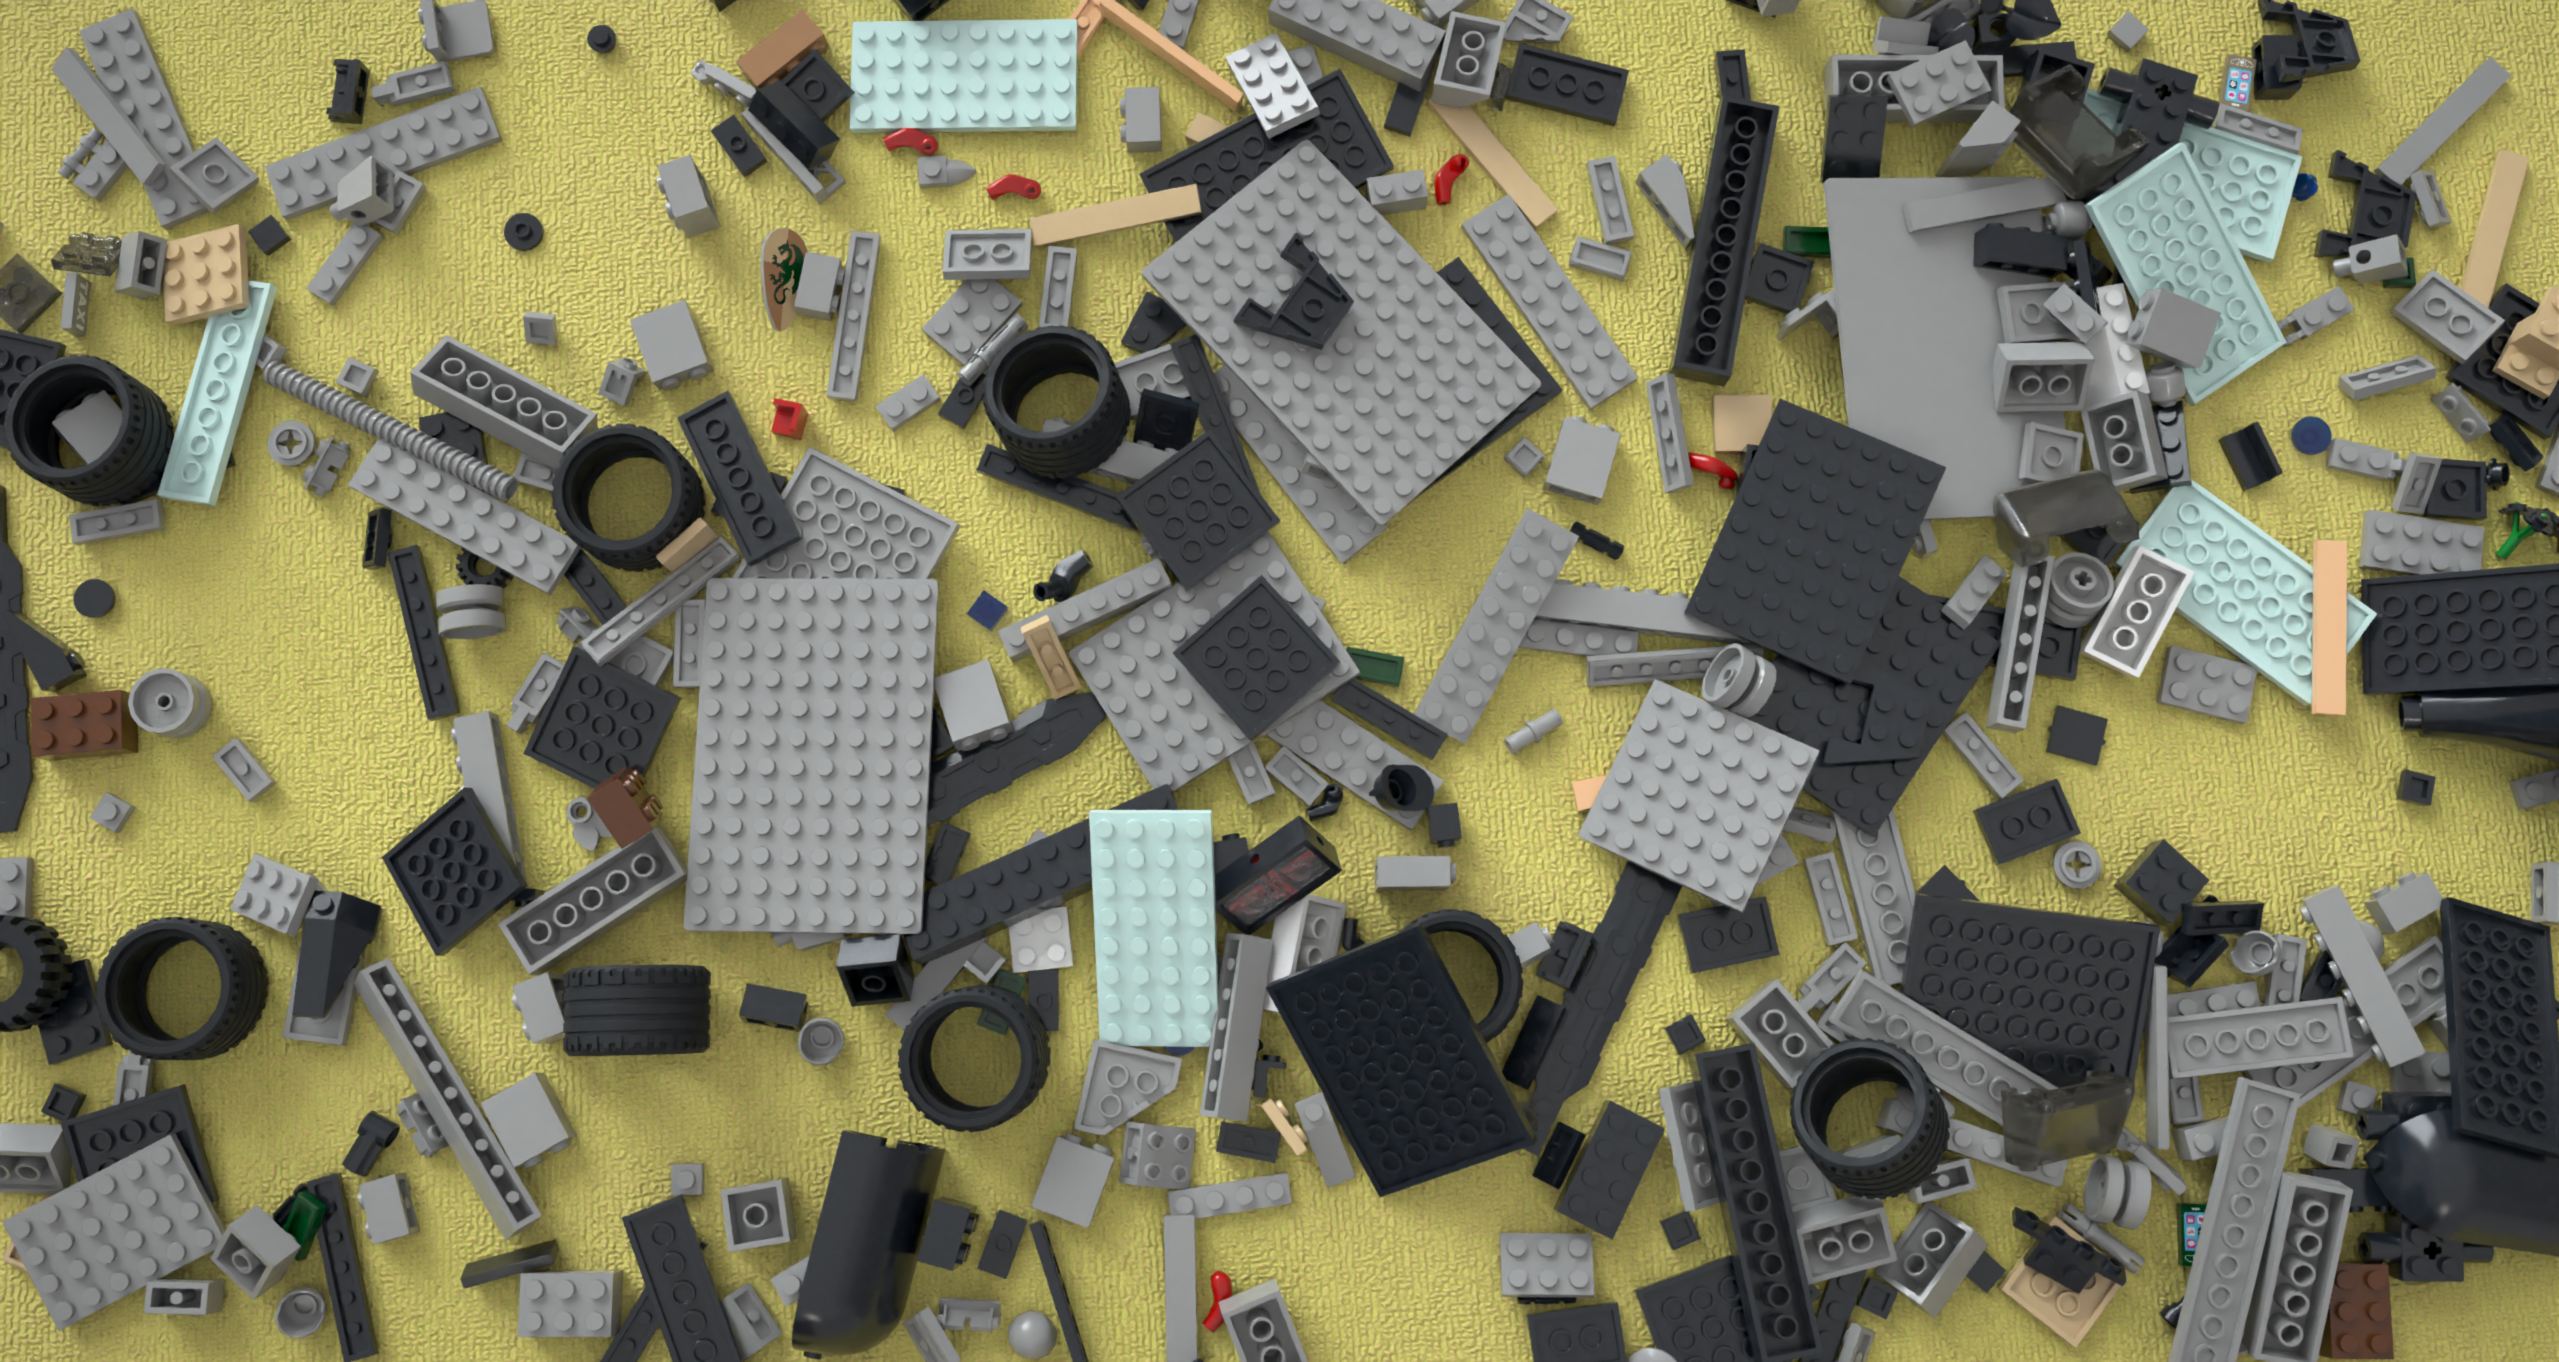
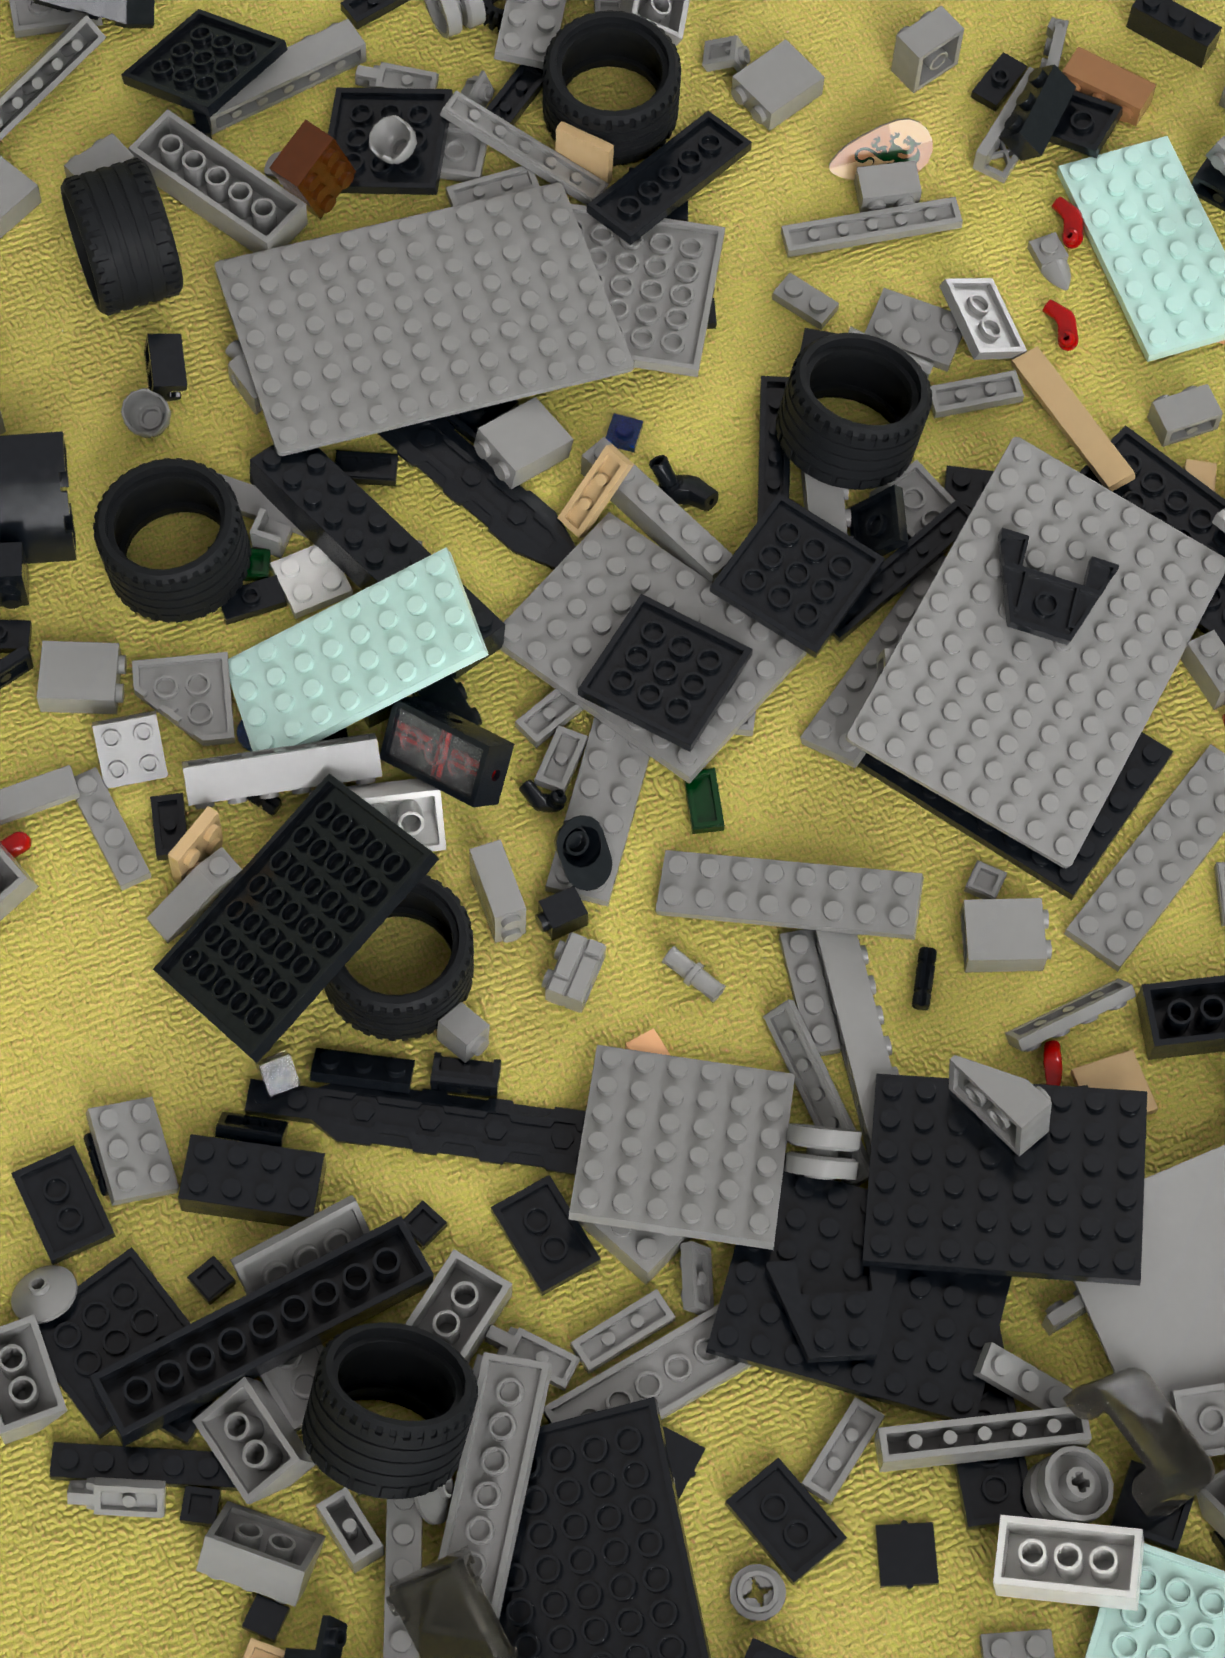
camera: 70 degrees right, 15 degrees down
(615, 720) = (392, 140): none -> light grey hair
(789, 419) = (746, 206): red panel -> none
(875, 970) = (229, 432): black brick -> none
(1260, 1078) = (242, 816): black bracket -> none
(1390, 718) = (654, 830): black plate -> none
(1501, 831) = (574, 972): none -> light grey brick
(1777, 513) = (1003, 1101): none -> light grey slope

